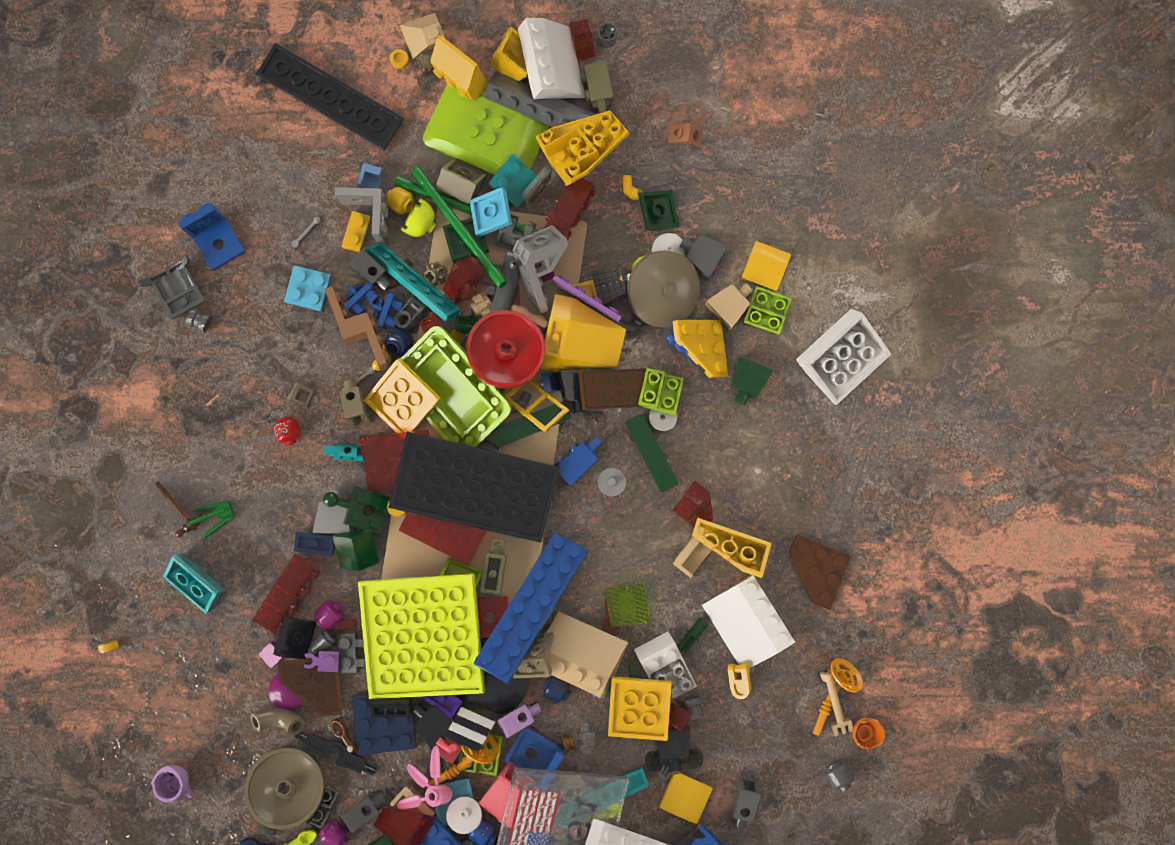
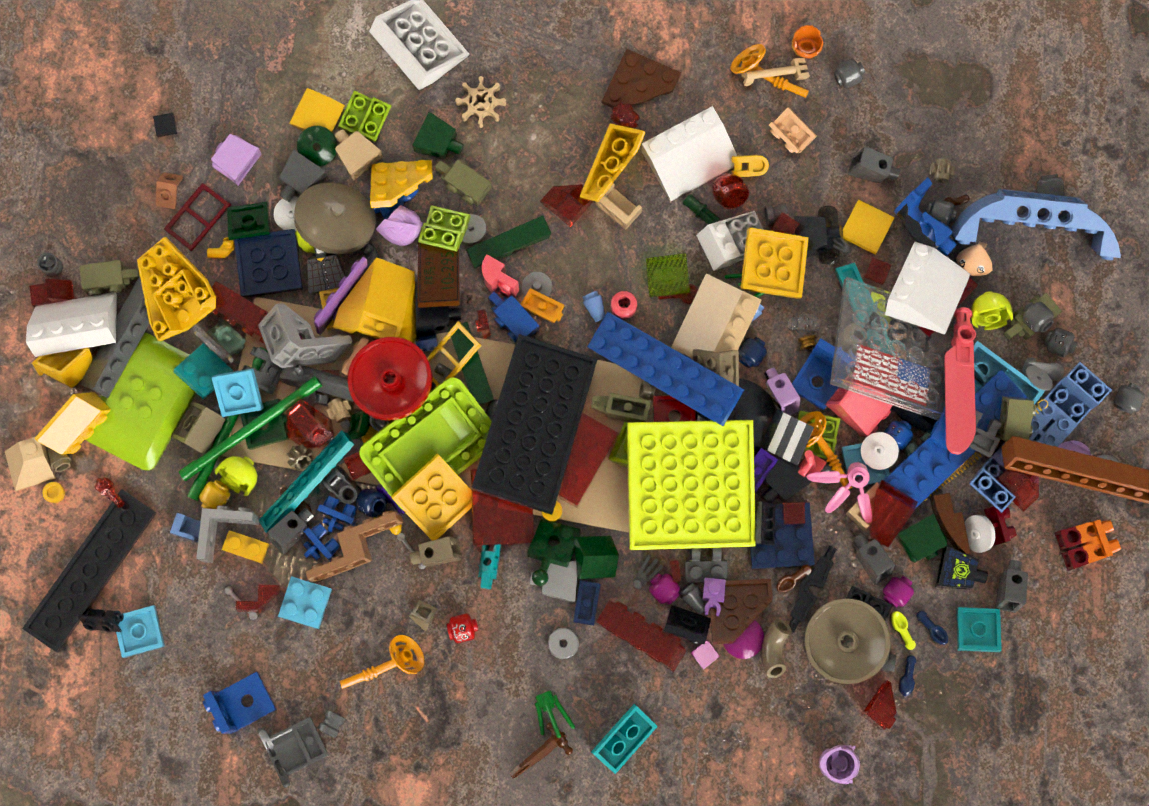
camera: 85 degrees left, 5 degrees down
(225, 821) = (881, 707): none -> clear red slope
(257, 376) = (399, 660): none -> light orange dish
(270, 524) = (555, 638): none -> light grey piece
(276, 144) = (140, 632): none -> medium azure plate
(281, 115) = (100, 620): none -> black hinge
(313, 252) = (265, 594): none -> clear red slope
(339, 593) = (641, 578): none -> dark grey piece
(401, 734) = (793, 513): none -> clear red plate
(403, 103) = (106, 488): none -> clear red plate
(512, 589) = (646, 390): none -> dark tan plate
(545, 199) = (227, 337): none -> sand green hips
(568, 433) = (482, 324): none -> clear red plate
(590, 488) = (542, 306): none -> light orange plate
(594, 537) = (594, 305): none -> medium blue cone
(602, 565) = (623, 298): none -> coral head
(614, 439) = (495, 277): none -> coral brick
(618, 232) = (268, 263): none -> dark blue plate
(642, 808) = (877, 271): none -> clear red plate
(659, 352) = (401, 226): none -> lavender helmet
(669, 152) = (185, 208): none -> dark red window
(708, 408) = (464, 181): none -> olive hinge
(712, 662) = (729, 191): none -> clear red helmet
(718, 193) = (235, 158): none -> lavender torso
(743, 271) = (319, 135): none -> dark green dish
(747, 127) = (165, 124): none -> black tile
(776, 721) = (792, 131): none -> light nougat bracket
(780, 557) = (625, 115): none -> clear red piece
(794, 412) = (480, 109): none -> tan gear

